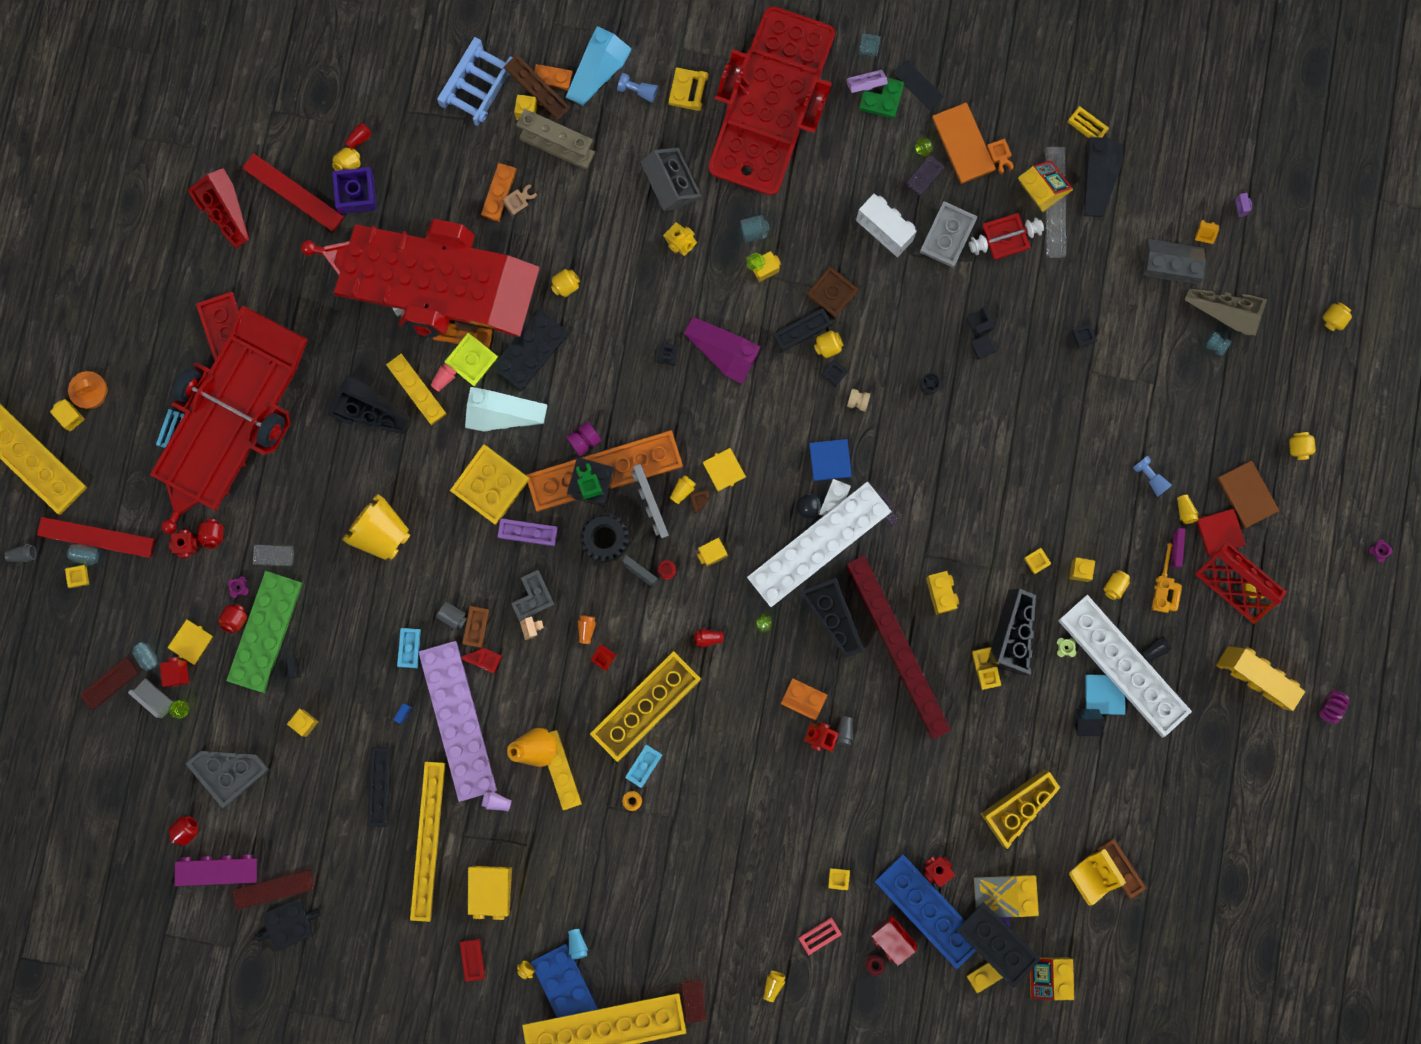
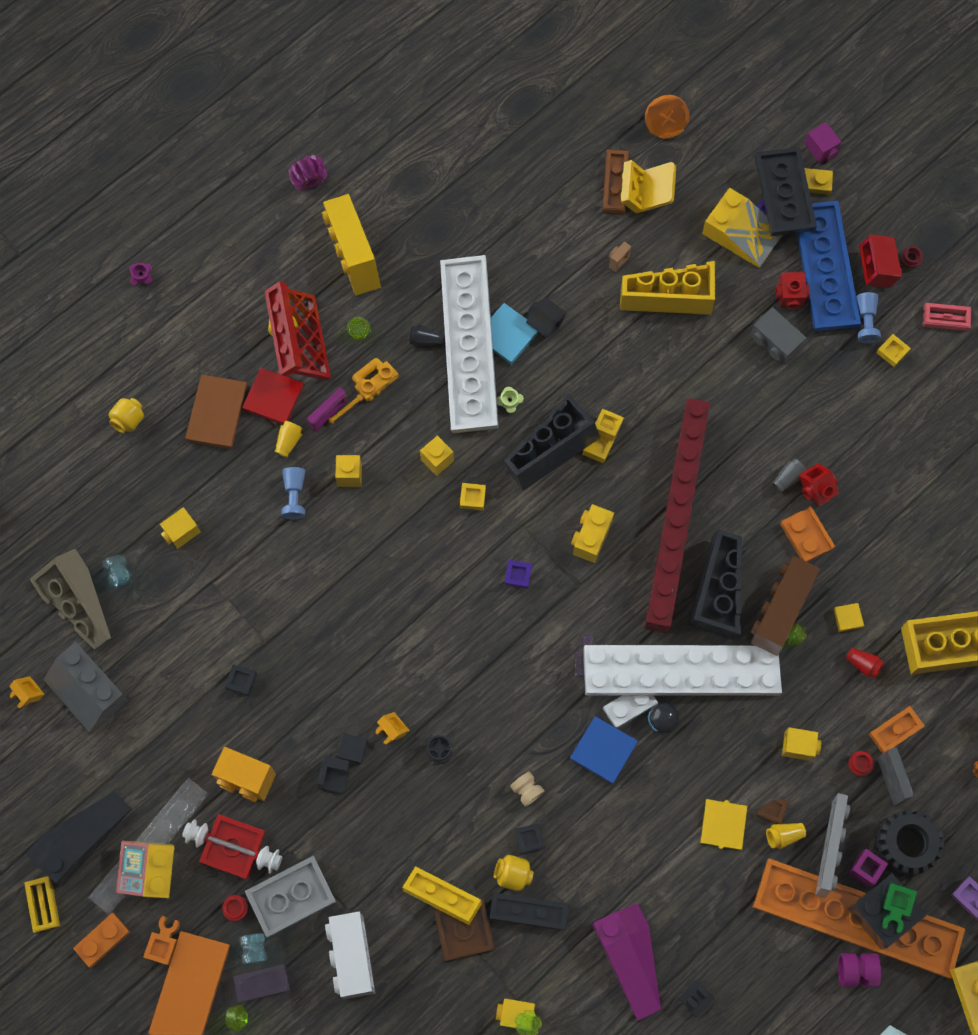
camera: 140 degrees left, 10 degrees down
(619, 502) = (867, 868): none -> magenta brick
(658, 607) = (896, 729): none -> orange plate
(738, 661) = (848, 617): none -> yellow tile
(785, 634) = (785, 605): none -> reddish brown brick
(860, 299) = (442, 895): none -> yellow plate
(877, 897) = (867, 308): none -> medium blue piece
(924, 829) = (777, 336): none -> dark grey brick
(945, 189) = (253, 948): none -> clear light blue wheel
(968, 531) = (518, 574): none -> dark purple plate
(969, 376) = (392, 726): none -> light orange tile
(975, 205) = (235, 908): none -> red plate
(999, 1010) = (823, 143): none -> magenta brick
(1034, 278) = (243, 774): none -> light orange brick
(1036, 131) = (101, 940): none -> orange plate
(1052, 979) = (753, 133): slope -> none
(1075, 808) = (619, 256): none -> medium nougat plate
(1117, 585) = (414, 419): yellow brick -> none
(1125, 944) = (667, 116): none -> orange tile
(1129, 516) = (348, 470): none -> yellow brick
(1203, 399) = (179, 528): none -> yellow brick
(1205, 622) = (358, 328): none -> clear neon green plate

